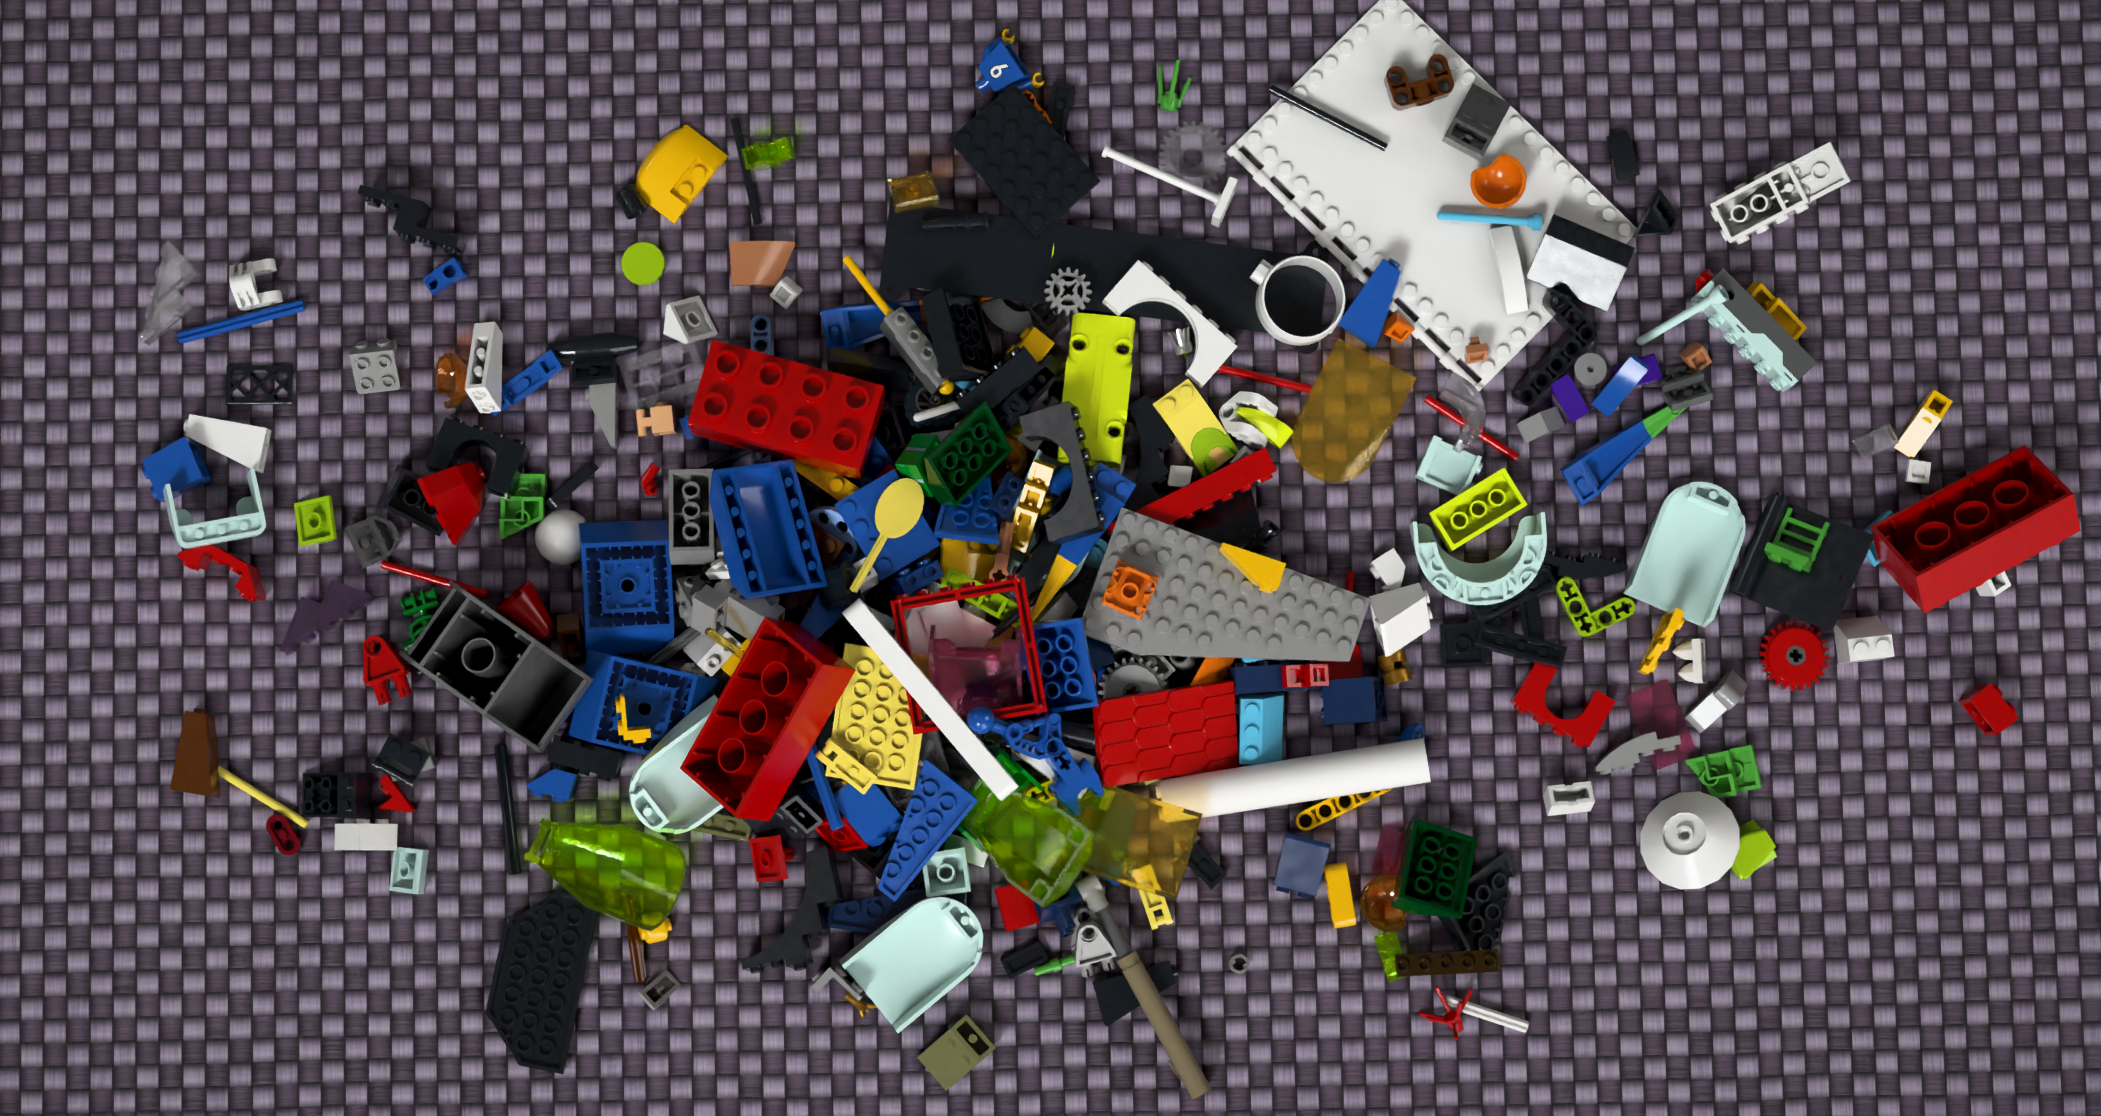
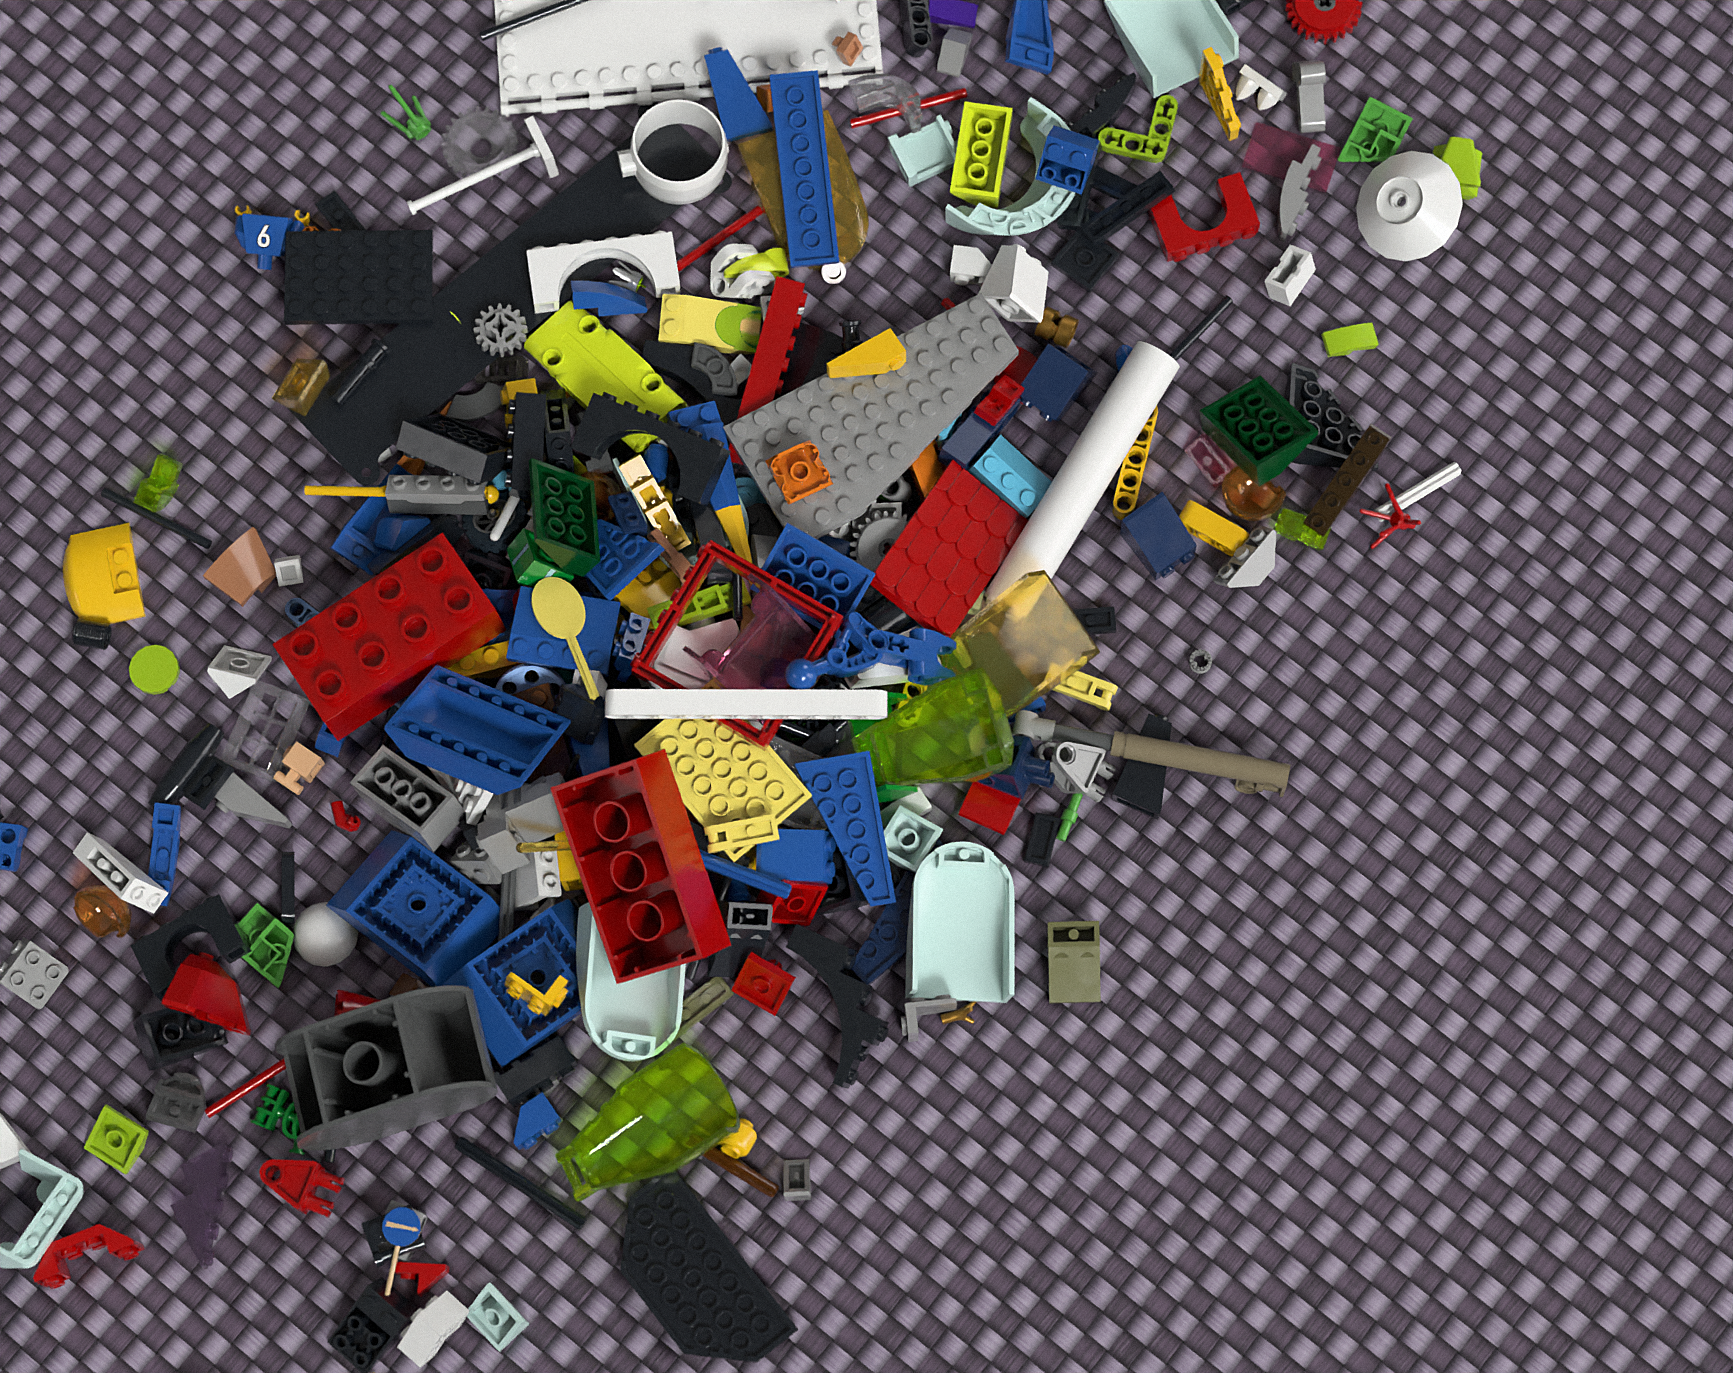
camera: 45 degrees left, 10 degrees down
(407, 763) = (400, 1228): none -> blue piece
(871, 345) = (398, 529): none -> blue slope
(1154, 342) = (607, 298): none -> blue slope
(1166, 461) = (716, 368): none -> dark grey tile
(1306, 478) = (833, 272): none -> tile
(1335, 942) = (1250, 561): none -> slope
(1357, 400) = (804, 169): none -> blue plate
(1473, 766) = (1201, 328): none -> black piece
(1517, 578) = (1067, 159): none -> blue slope
(1558, 877) = (1349, 339): none -> lime slope

